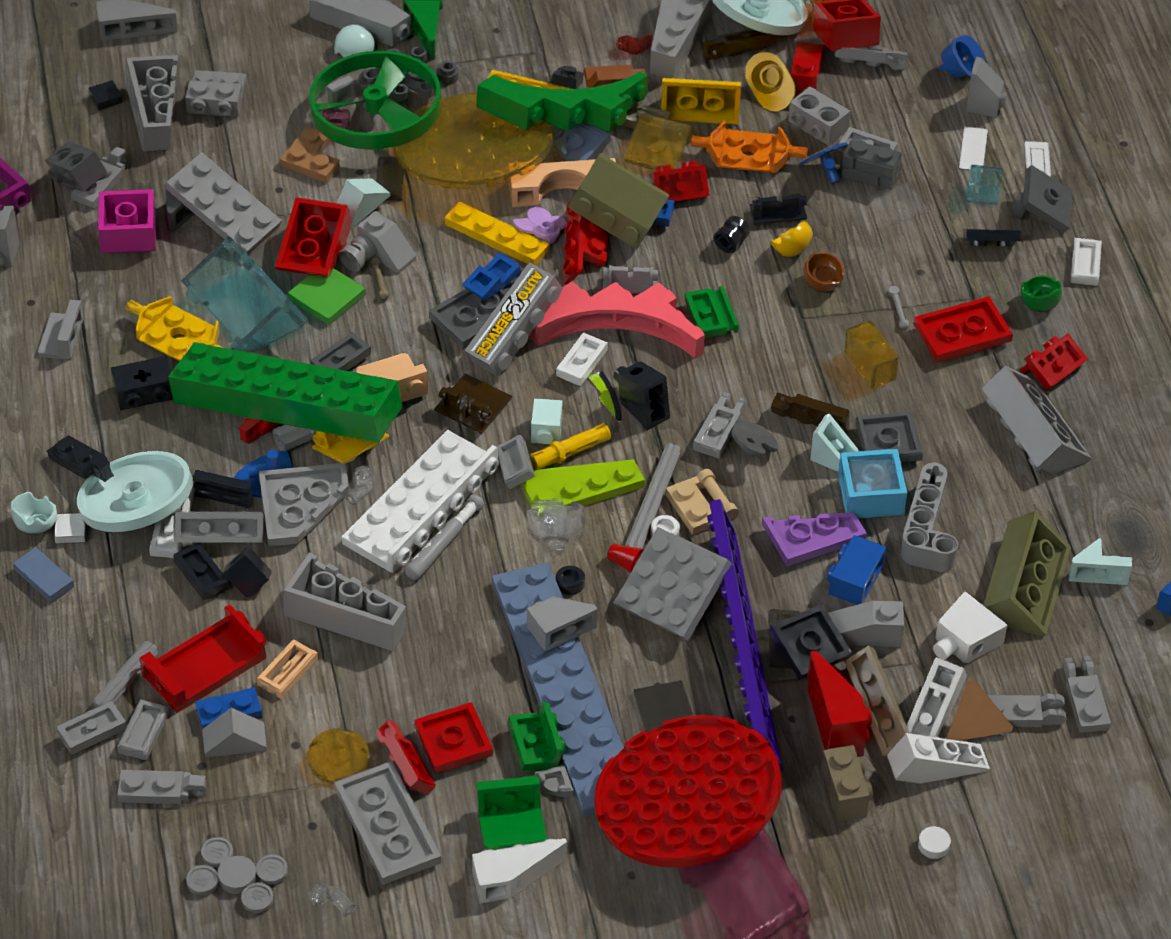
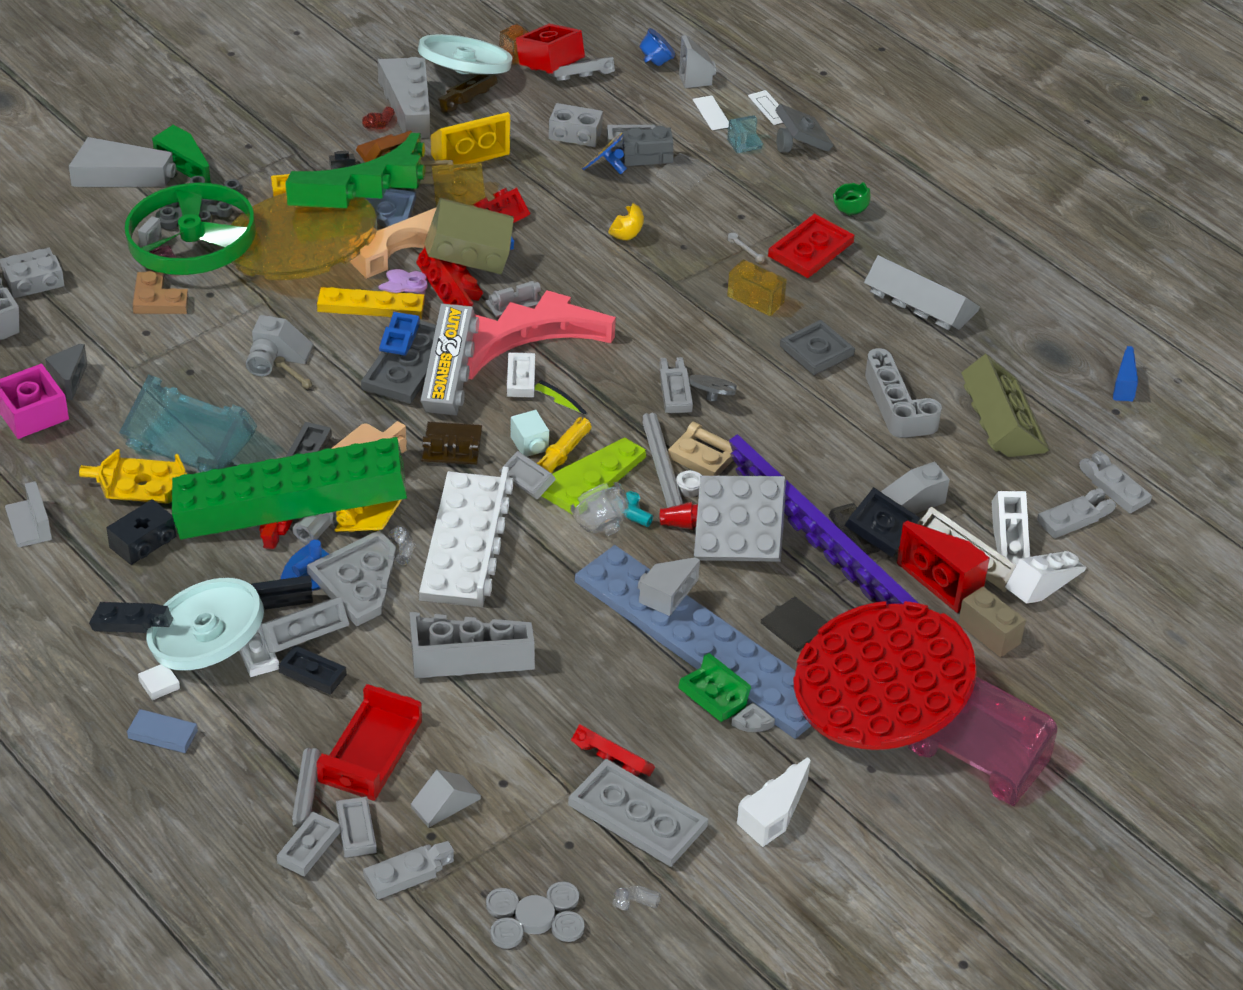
camera: 30 degrees left, 5 degrees down
(33, 514) = (119, 681): light aqua hair -> none
(222, 203) = (108, 355): light grey plate -> none
(243, 701) = (412, 780): blue plate -> none
(247, 572) = (356, 653): black panel -> none
(288, 673) = (447, 740): light nougat tile -> none
(314, 237) = (216, 355): red slope -> none
(326, 296) = (259, 398): bright green tile -> none
(337, 755) = (549, 776): clear yellow tile -> none
(353, 40) = (130, 191): light aqua hair -> none
(362, 197) = (231, 316): light aqua slope -> none
(391, 177) = (242, 290): clear smoke tile -> none
(436, 546) = (507, 570): light grey piece -> none
(453, 737) = (642, 718): red plate -> none
(510, 812) = (739, 759): green bracket -> none
(570, 580) = (643, 551): black tile -> none
(592, 533) = (635, 513): none -> teal arm
(643, 393) = (596, 380): black torso -> none
(711, 311) = (601, 298): green plate -> none
(731, 234) = (573, 236): black wheel -> none
(769, 150) = (553, 165): orange plate -> none
(770, 81) = (525, 112): yellow piece -> none
(770, 210) = (593, 206): black hinge -> none
(806, 66) = (538, 94): red slope -> none
(809, 410) = (743, 348): dark brown hinge -> none
(811, 537) = (814, 444): medium lavender wing -> none
(823, 271) = (670, 239): dark orange hair -> none
(829, 442) = (781, 369): light aqua slope -> none
(856, 570) = (871, 455): blue brick -> none
(872, 483) = (836, 383): medium azure piece -> none
(934, 842) = (1090, 640): white tile -> none
(968, 630) = (993, 466): white torso -> none
(976, 715) = (1051, 528): medium nougat piece -> none
(979, 236) = (789, 167): black plate -> none
(1056, 361) = (900, 243): red bracket -> none
(1086, 261) = (863, 165): white tile -> none
(1095, 568) = (1056, 383): light aqua slope -> none

